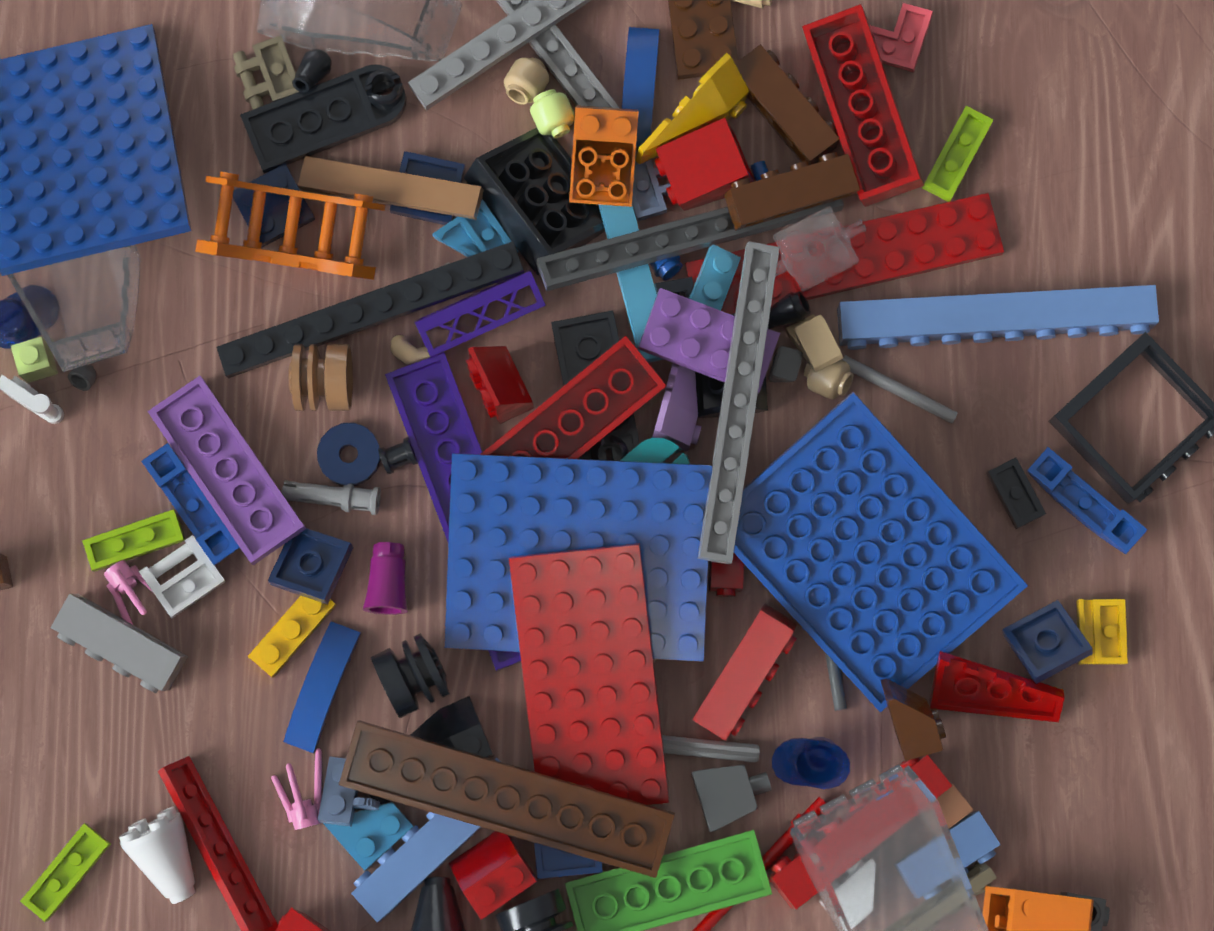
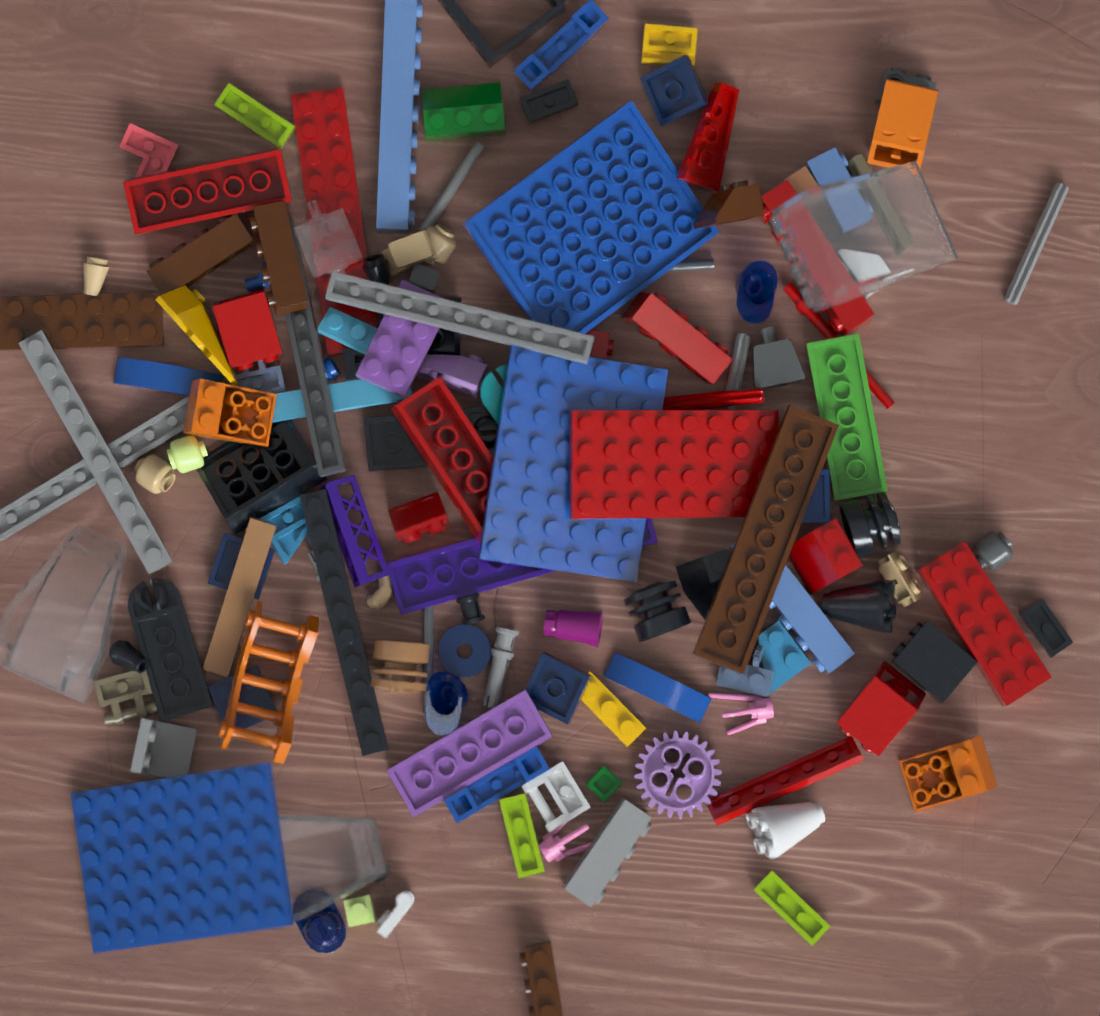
camera: 85 degrees left, 5 degrees up
(202, 633) = (604, 783): none -> green tile
(208, 119) = (163, 749): none -> light grey bracket
(229, 692) = (700, 785): none -> lavender gear
(285, 434) = (445, 702): none -> clear blue piece
(324, 414) = (428, 639): none -> dark grey bar
(674, 721) = (714, 399): none -> red axle
(991, 393) = (463, 112): none -> green slope

